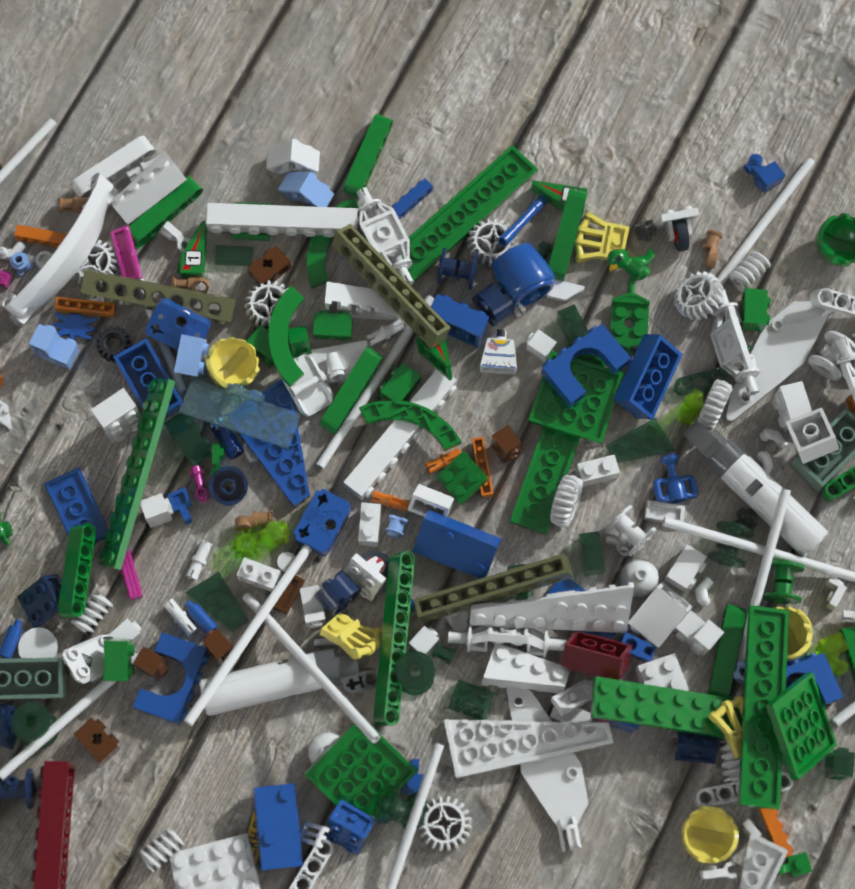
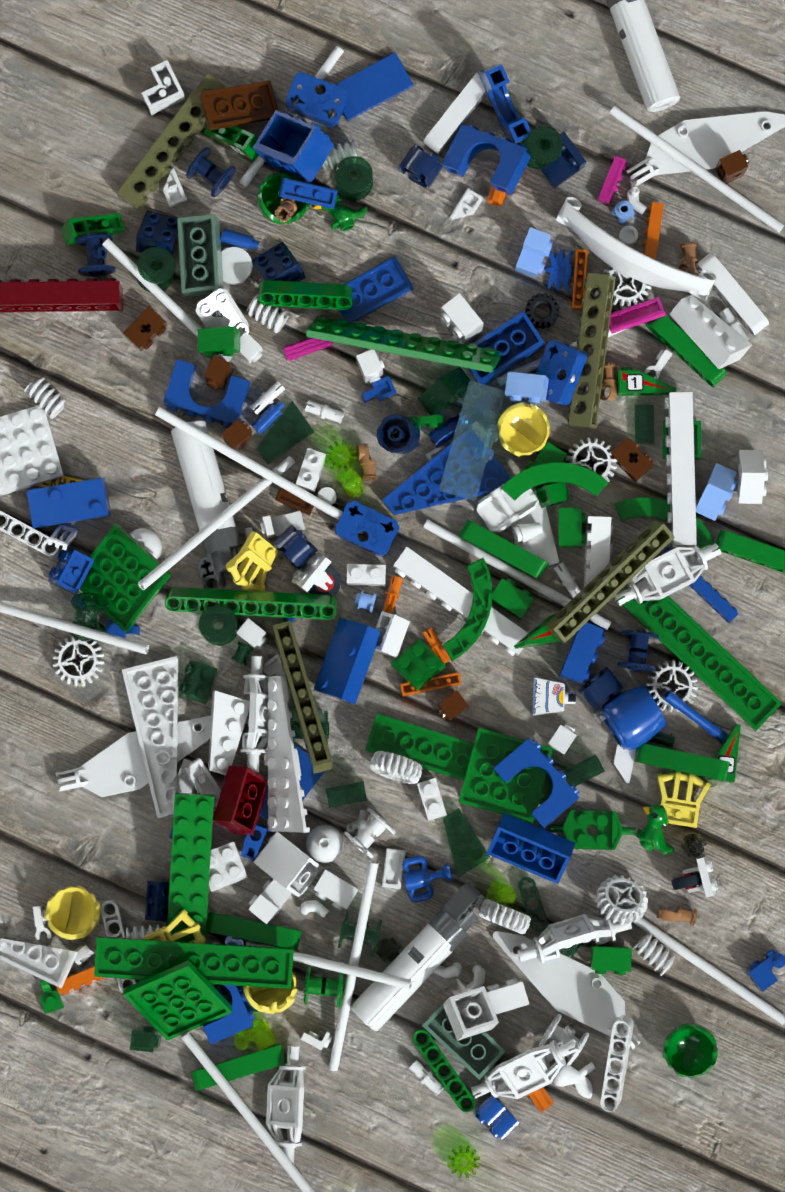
camera: 90 degrees right, 10 degrees up
(201, 493) = (391, 408): dark pink bar -> none

